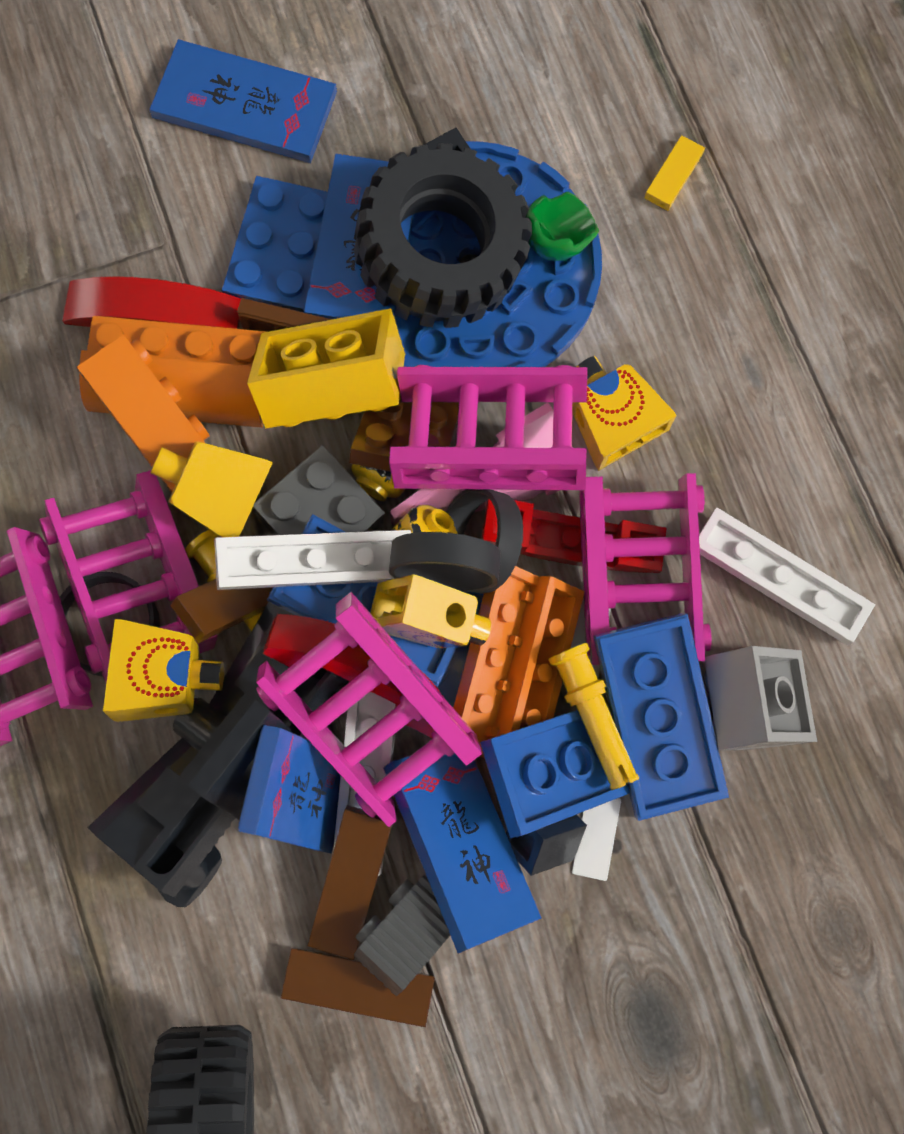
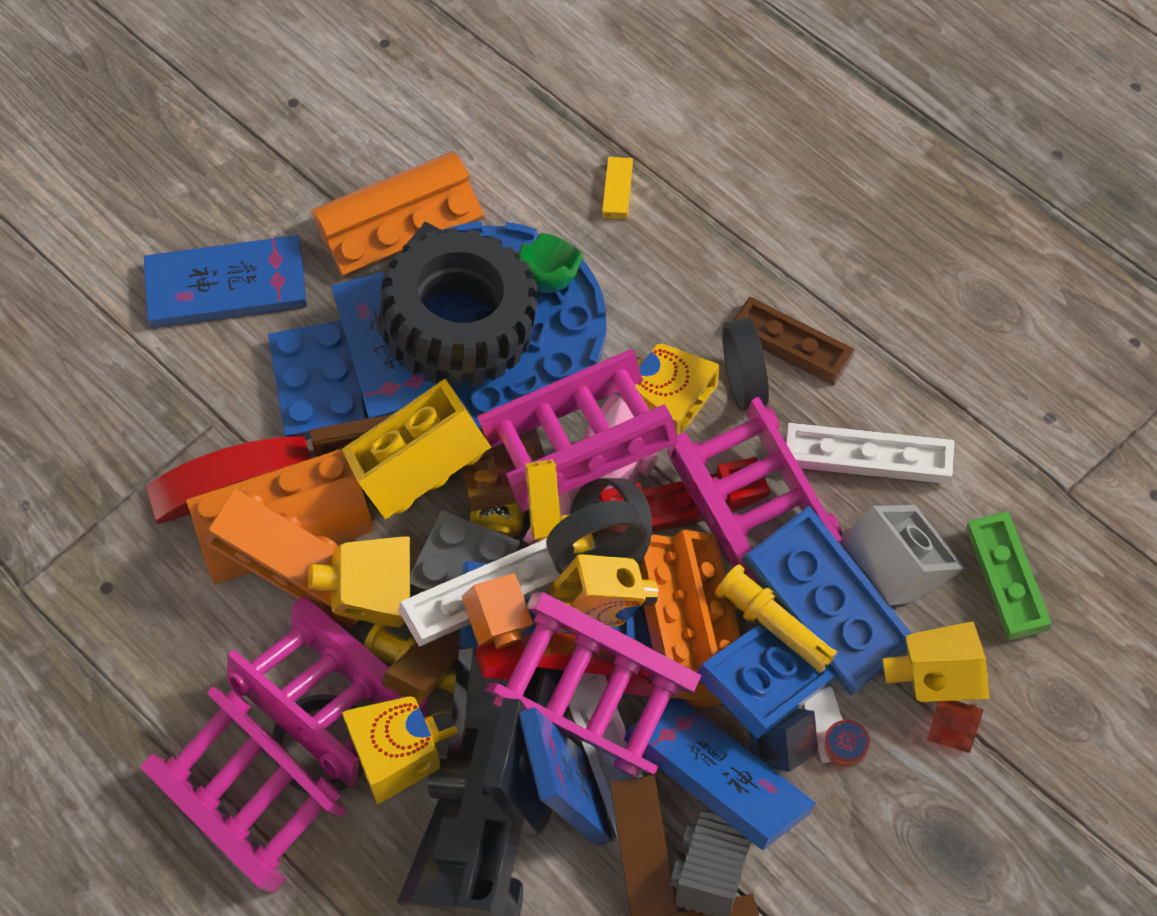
camera: 20 degrees left, 15 degrees down
(307, 594) = (497, 611): none -> orange brick
(416, 489) = (542, 497): none -> yellow piece
(422, 100) = (385, 215): none -> orange brick
(604, 868) = (846, 743): none -> tile
(703, 426) = (745, 362): none -> black tyre
(721, 903) = (955, 725): none -> clear red tile
(739, 842) = (942, 664): none -> yellow torso
(766, 417) = (797, 342): none -> reddish brown tile
(855, 773) = (1008, 576): none -> bright green plate

